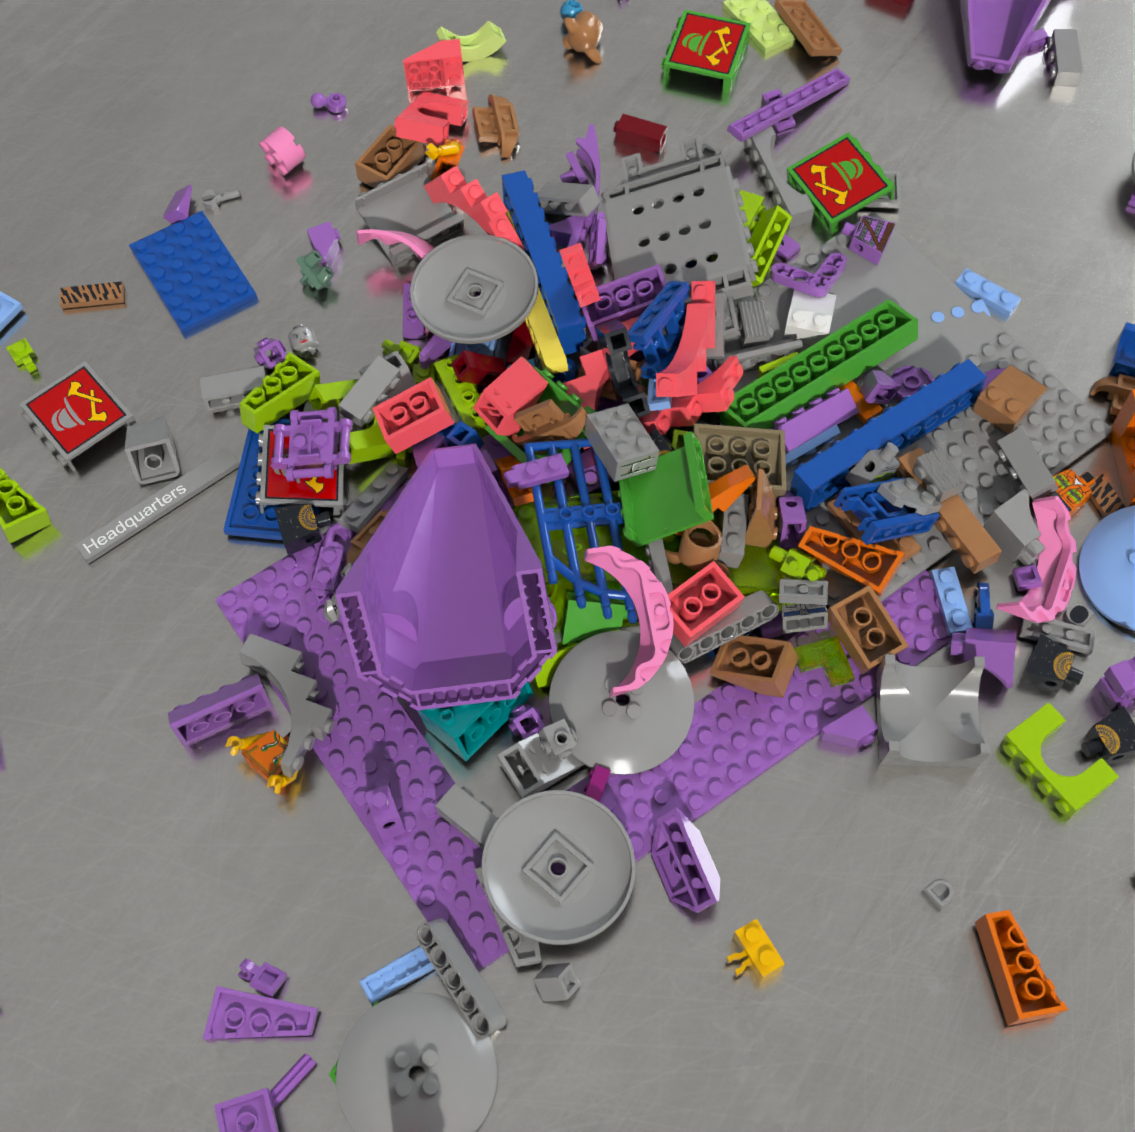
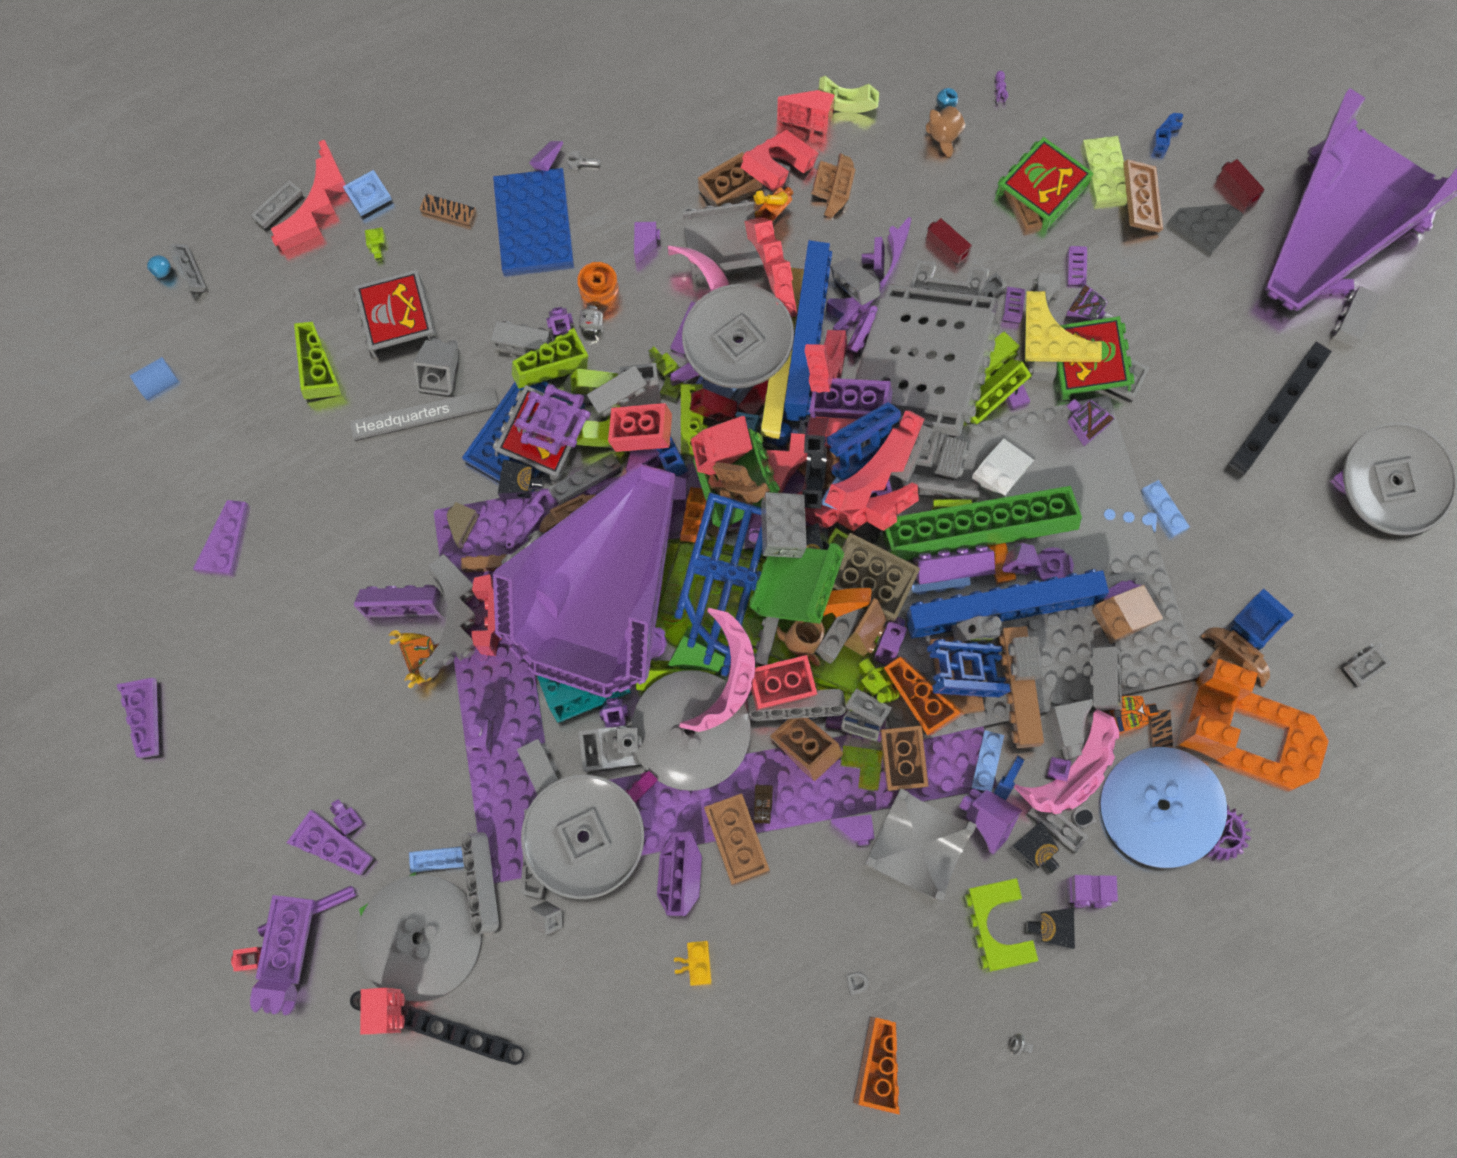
camera: 25 degrees right, 10 degrees up
(254, 595) = (461, 522): none -> dark tan slope
(282, 150) = (646, 140): bright pink brick -> none
(295, 303) = (598, 285): none -> orange wheel
(302, 627) = (481, 563): none -> medium nougat piece
(312, 272) = (624, 262): sand green hips -> none
(322, 654) = (486, 640): none -> coral plate
(335, 102) = (698, 101): medium lavender plate -> none
(537, 472) = (706, 522): medium lavender hinge -> none
(702, 84) = (1027, 217): none -> medium nougat tile
(730, 796) = (736, 838): none -> medium nougat plate
(739, 745) = (763, 804): none -> dark brown leg
(743, 176) = (1009, 315): none -> medium lavender slope
(786, 275) = (1018, 439): medium lavender beam -> none
(788, 104) = (1086, 265): medium lavender tile -> none
(793, 181) = (1049, 341): none -> light yellow plate
(808, 139) = (1087, 306): none -> torso
(879, 33) = (1206, 224): none -> dark grey plate
(910, 493) = (993, 664): light grey plate -> none
(1042, 162) = (1279, 408): none -> black beam

